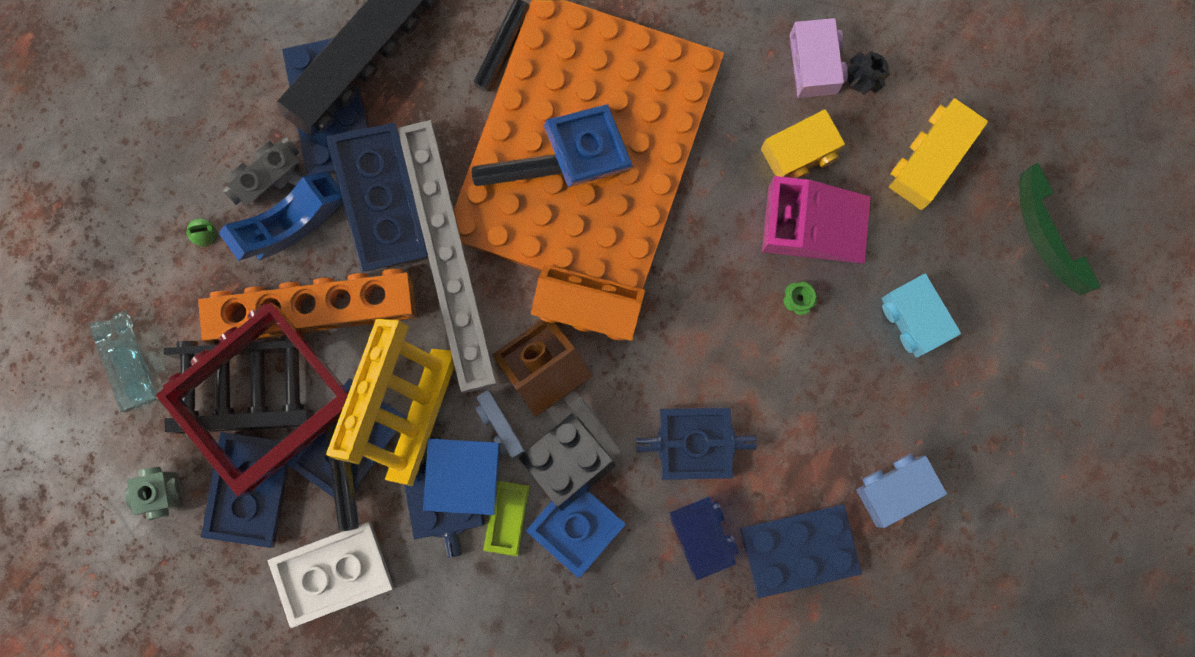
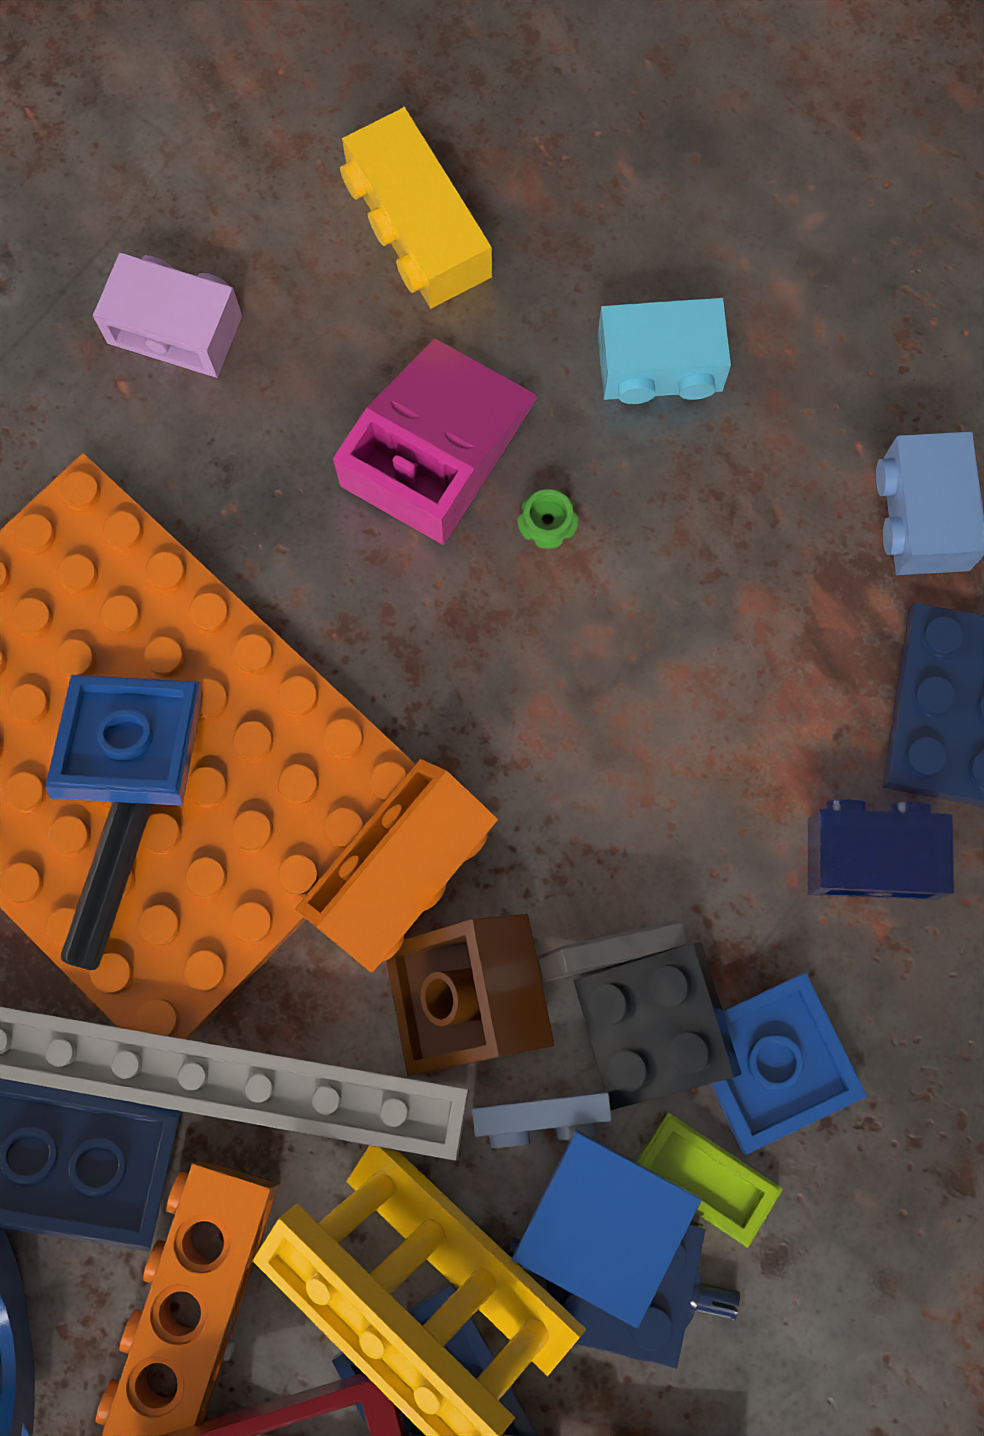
camera: 65 degrees left, 5 degrees down
(696, 443) = (717, 794): dark blue plate -> none
(803, 146) = (303, 400): yellow brick -> none
(867, 72) = (233, 248): black gear -> none
(1045, 237) = (620, 115): dark green slope -> none

